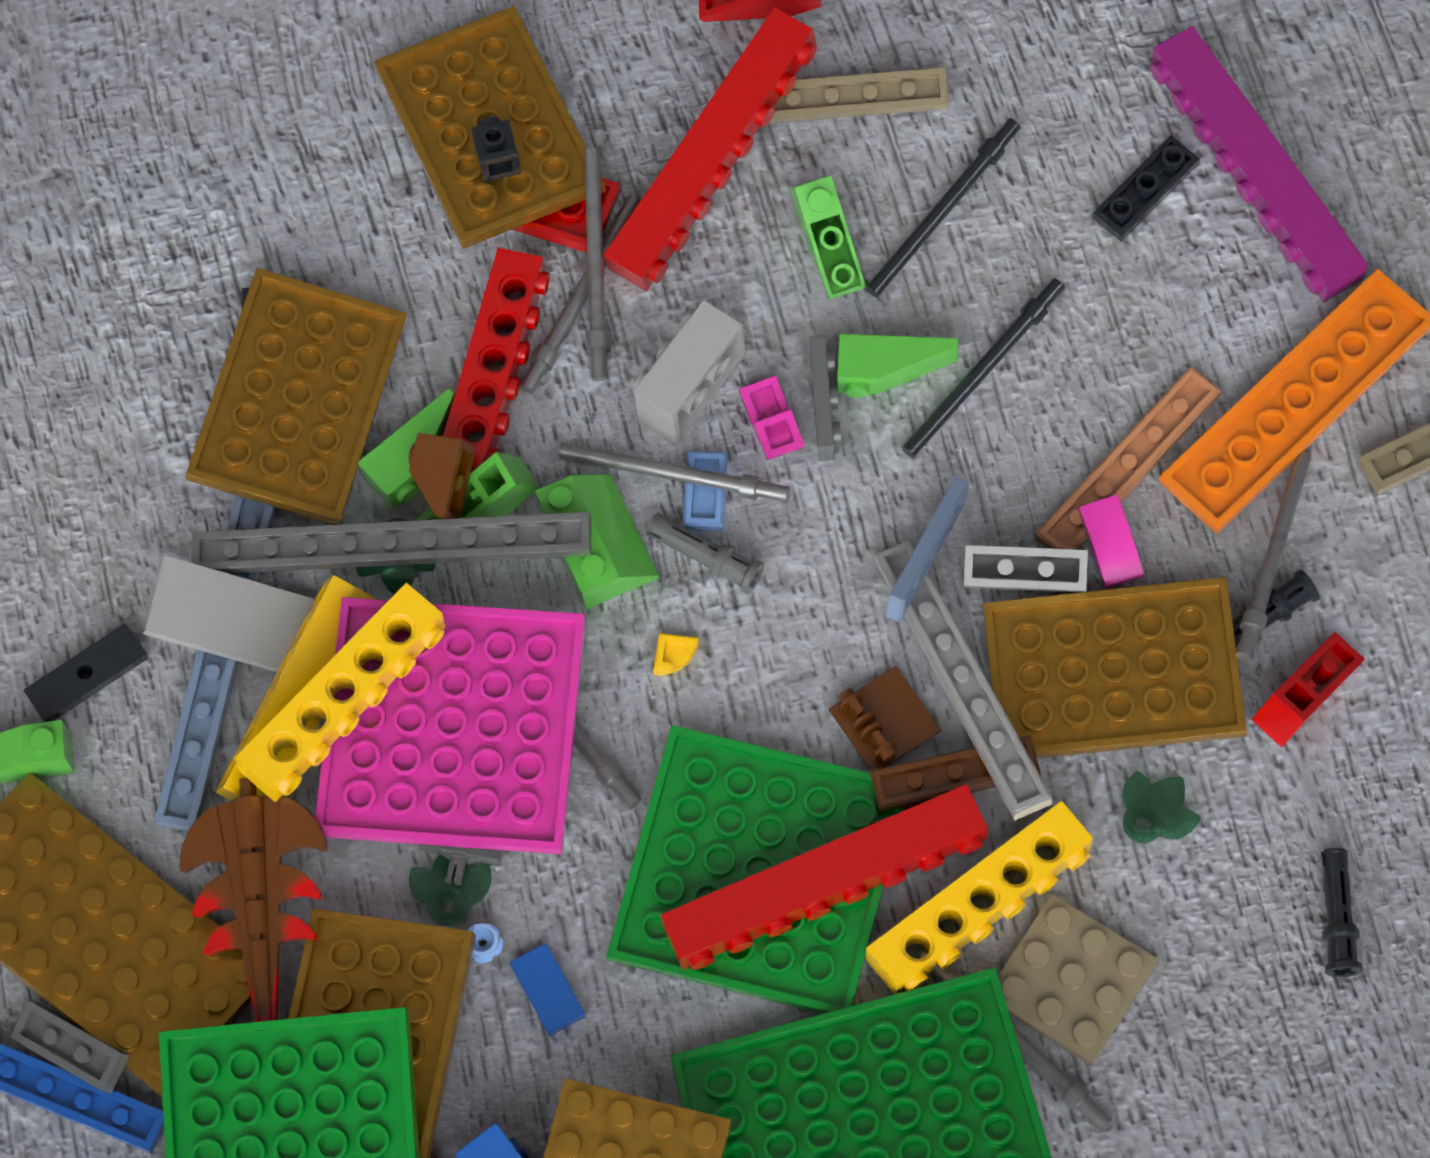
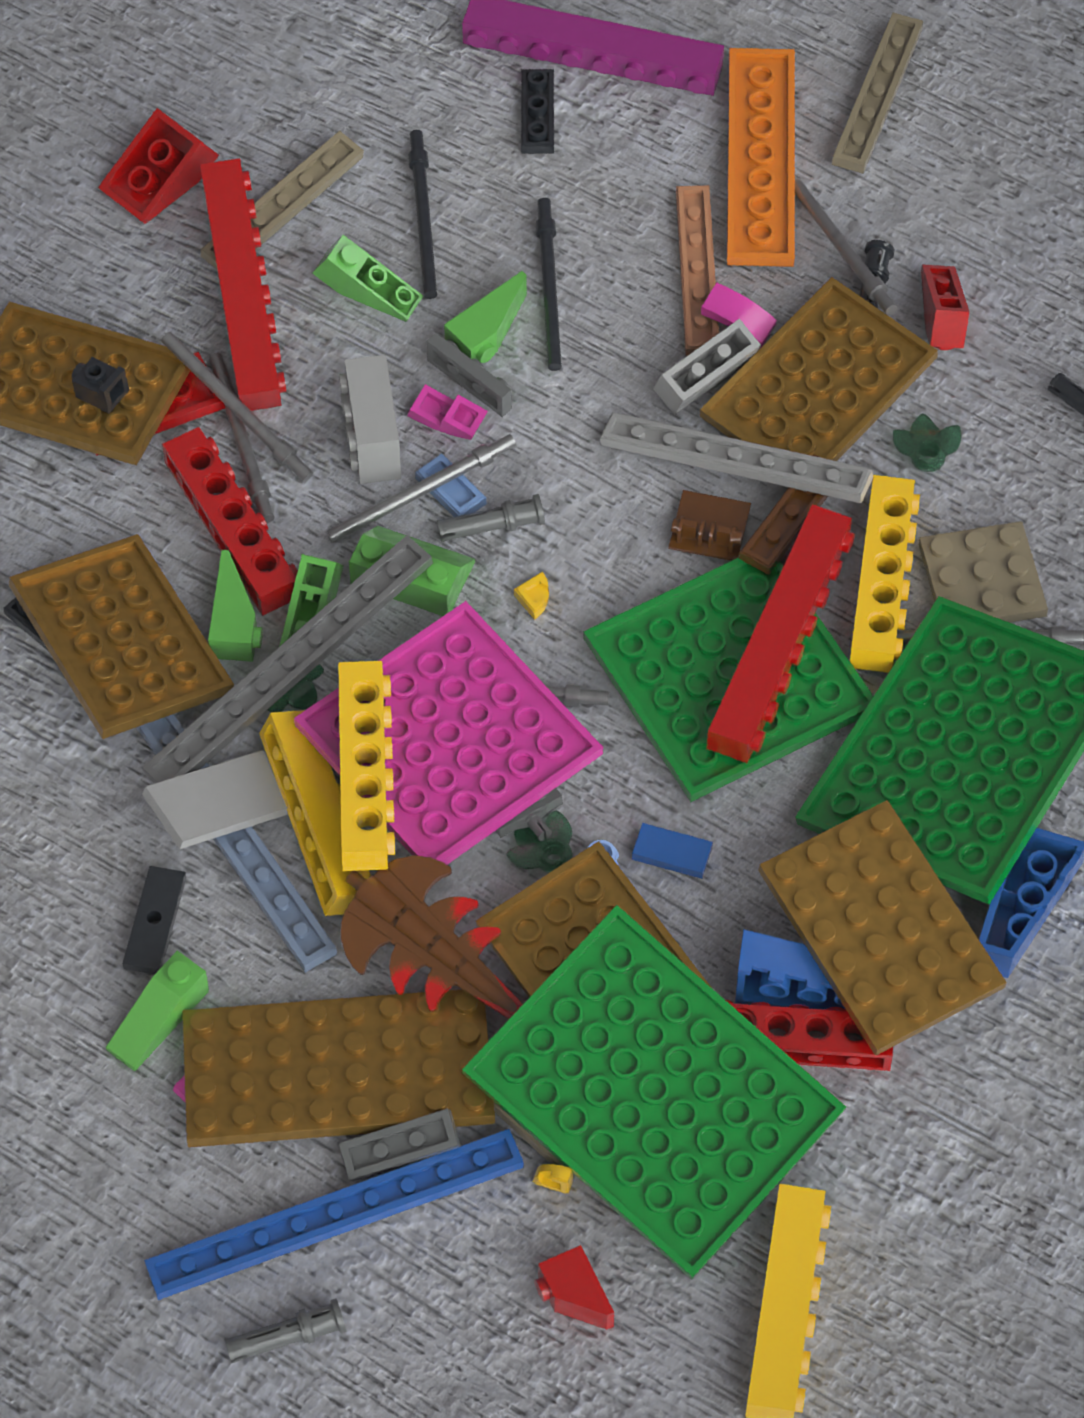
camera: 50 degrees left, 10 degrees down
(442, 472) = (275, 594): reddish brown slope -> none
(927, 549) = (635, 402): sand blue tile -> none

